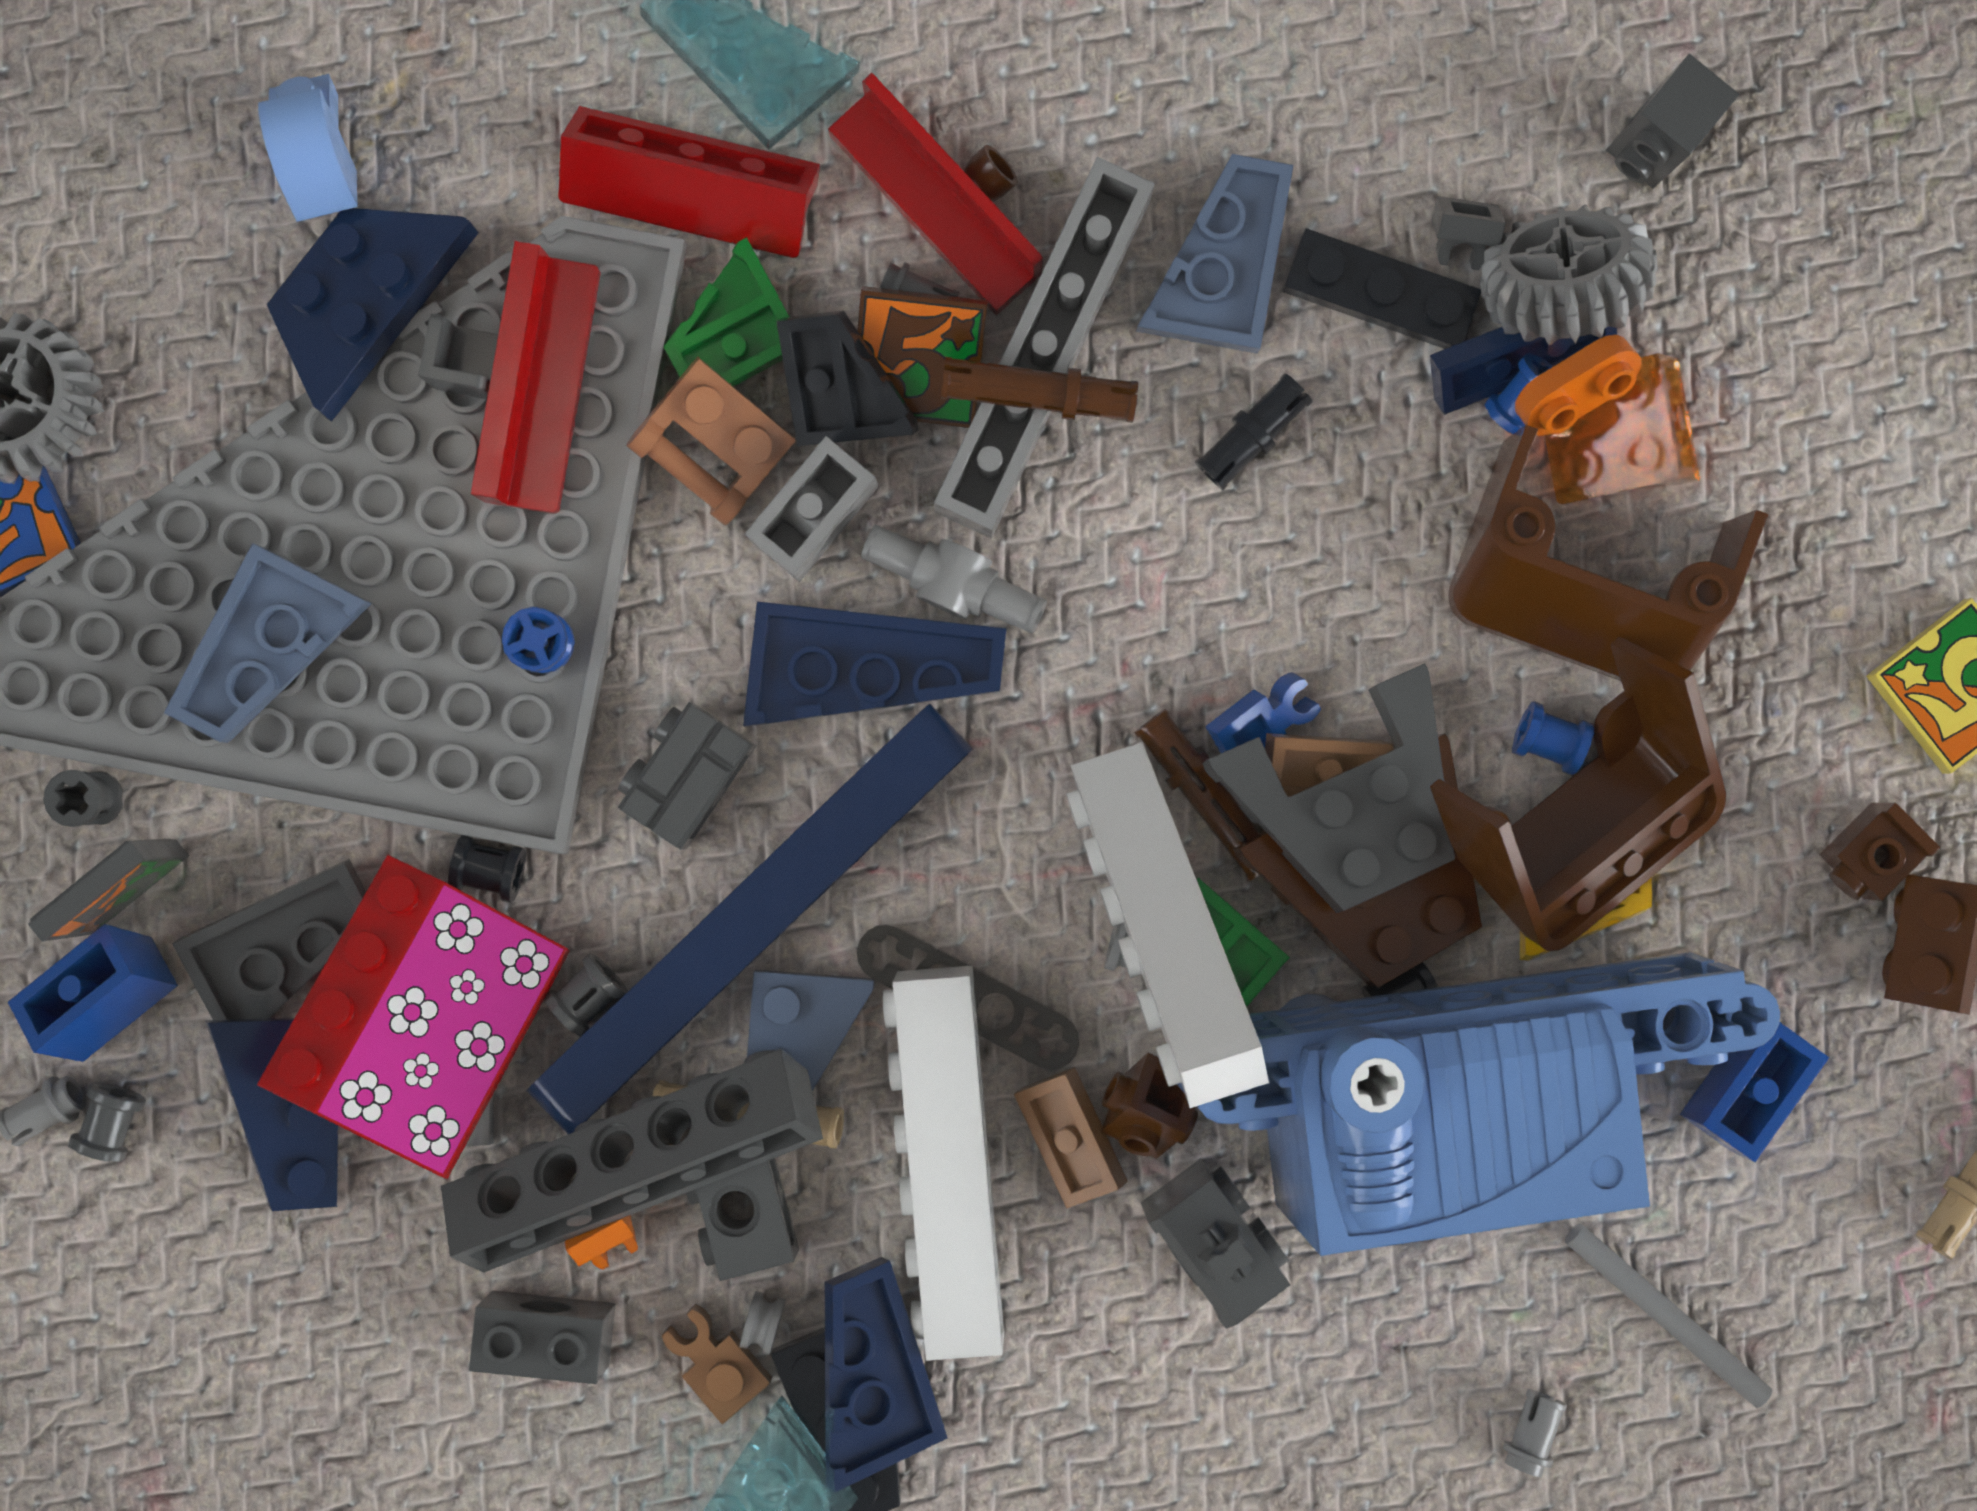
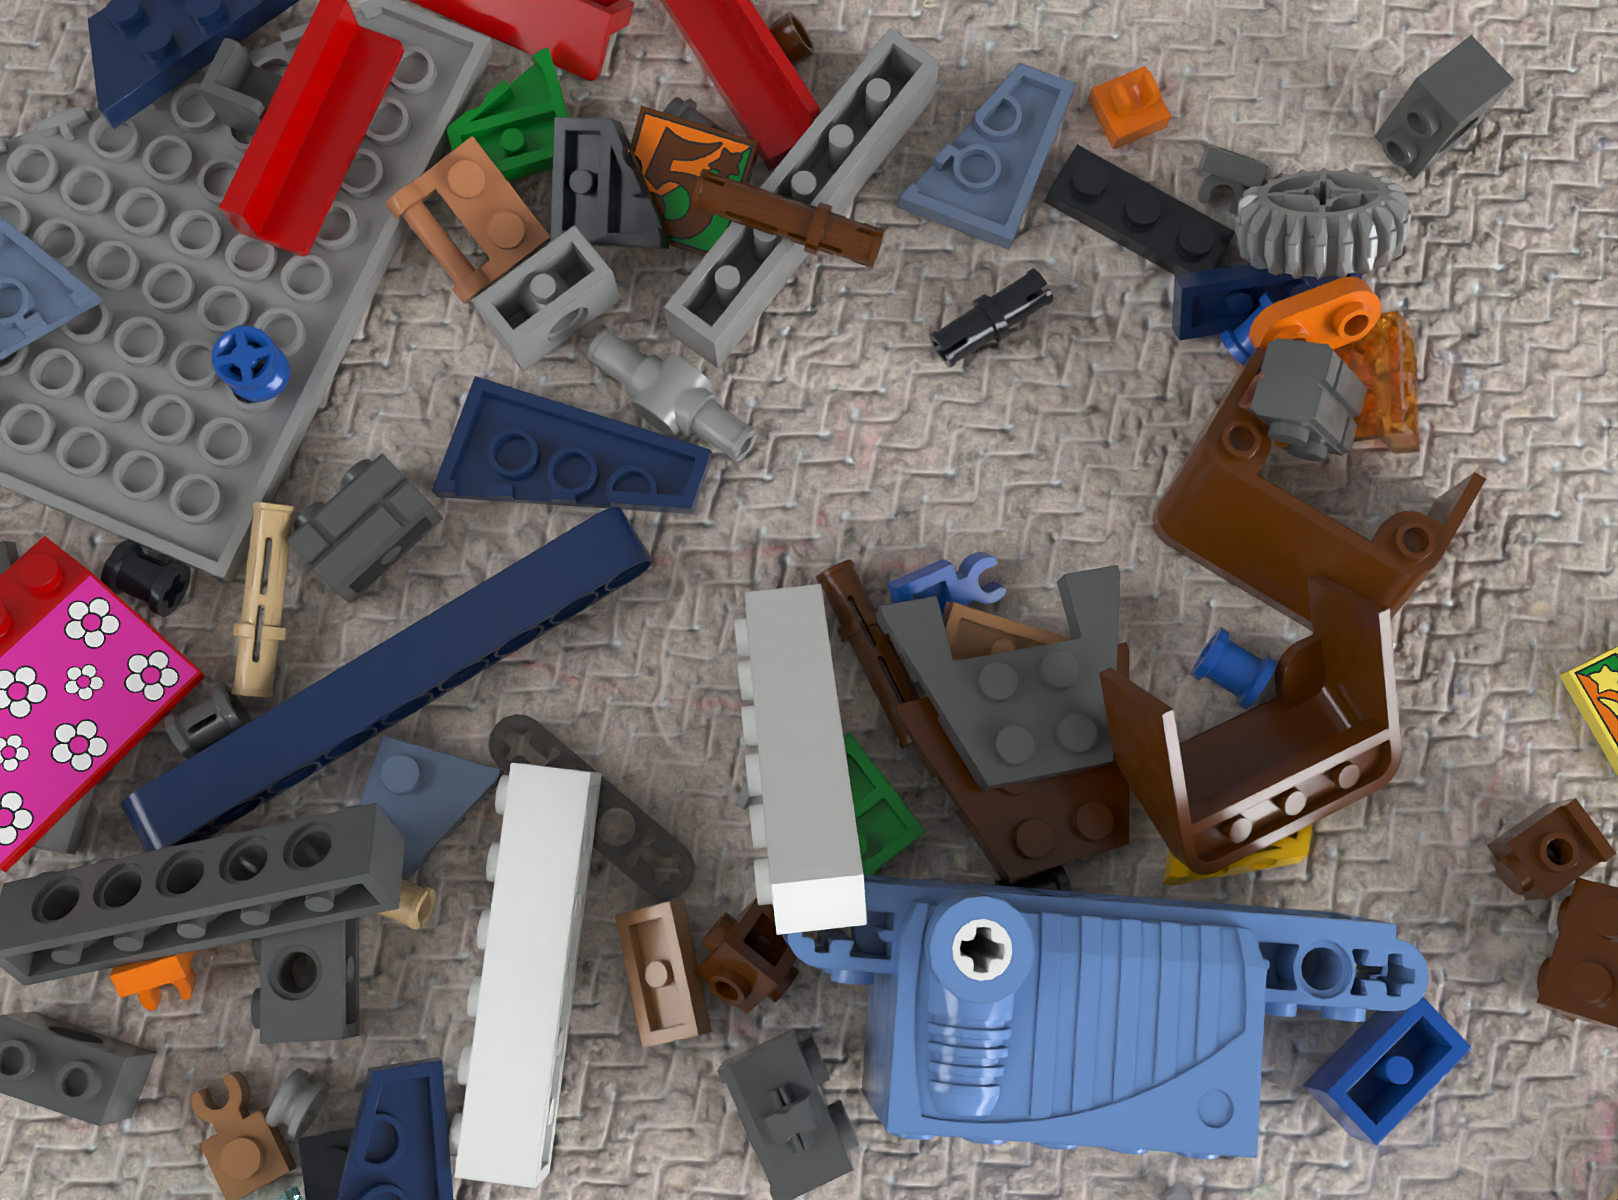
camera: 10 degrees right, 10 degrees down
(615, 939) = (255, 677): none -> tan pin
(1350, 173) = (1129, 107): none -> orange tile
(1584, 472) = (1308, 399): none -> dark grey brick

